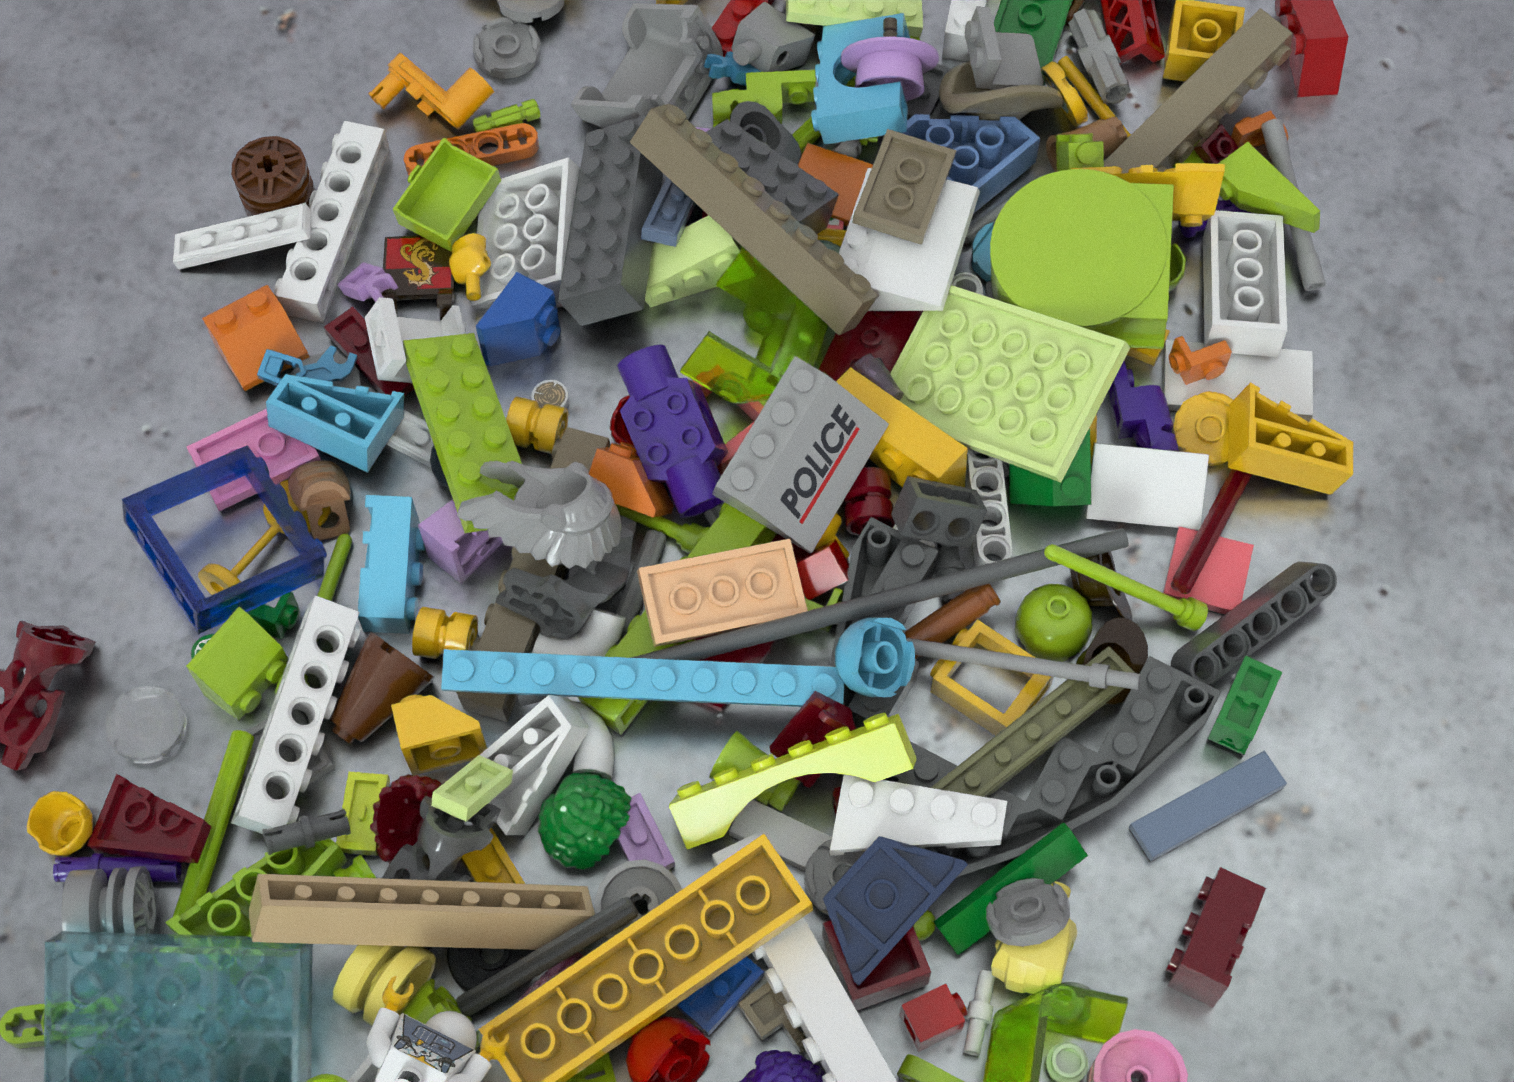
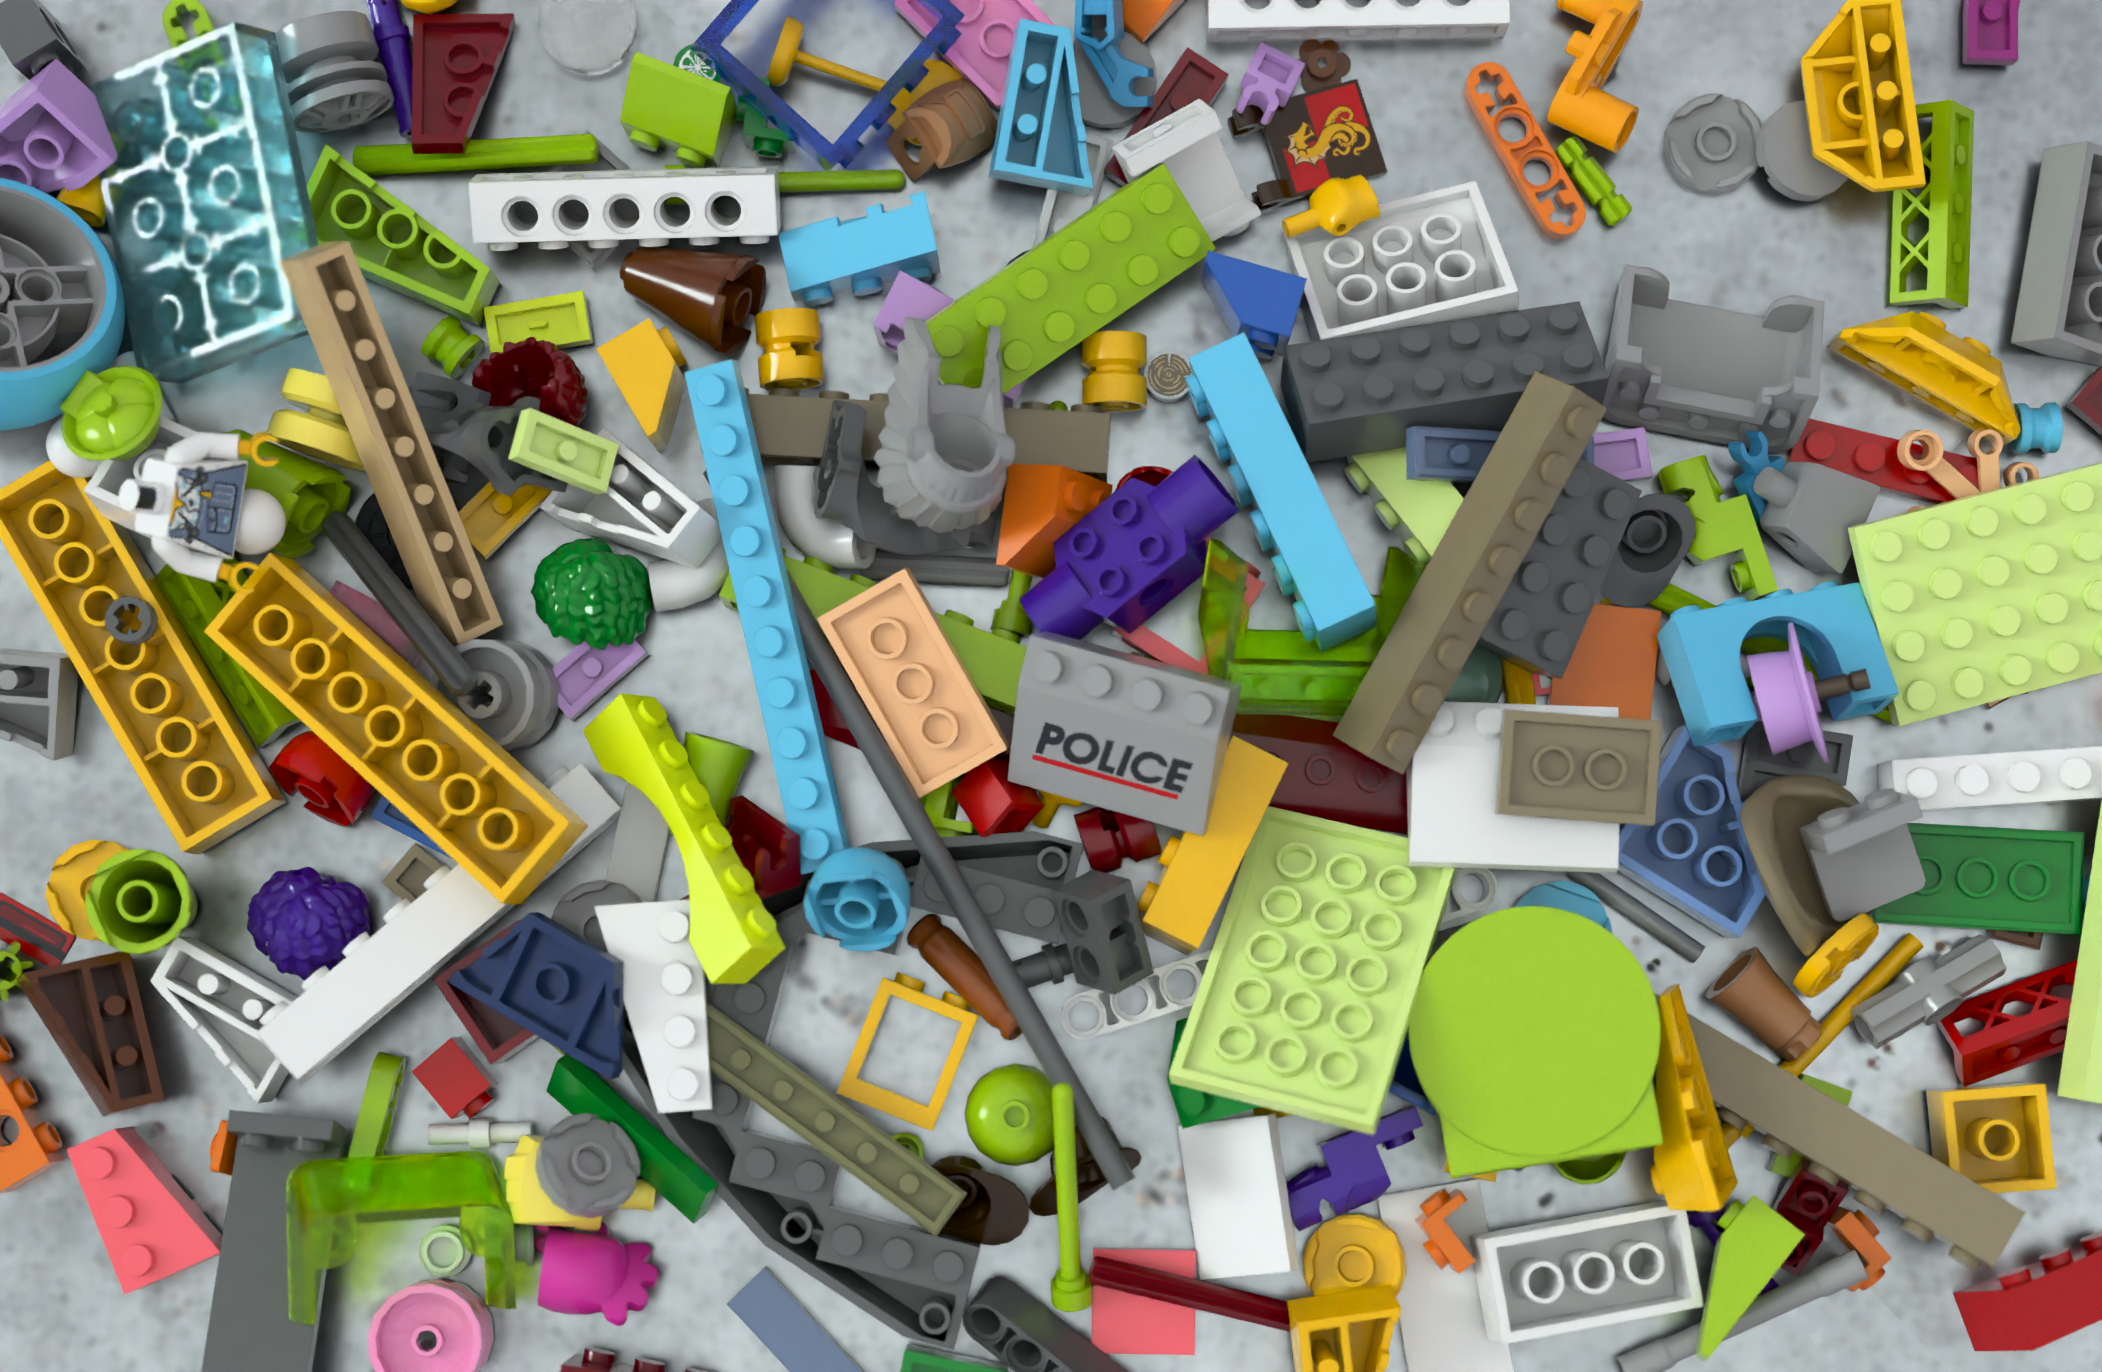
camera: 75 degrees right, 20 degrees up
(306, 831) = (468, 270): dark grey pin -> none
(368, 253) = (1336, 64): none -> reddish brown plant
(446, 194) = (1431, 141): lime container -> none
(592, 340) = (1284, 495): none -> medium azure brick
(877, 372) = (1292, 802): cone -> none
(1078, 151) = (1719, 998): lime brick -> none
(1097, 675) = (912, 1187): light grey bar -> none
(1110, 946) = (593, 1273): none -> dark pink piece

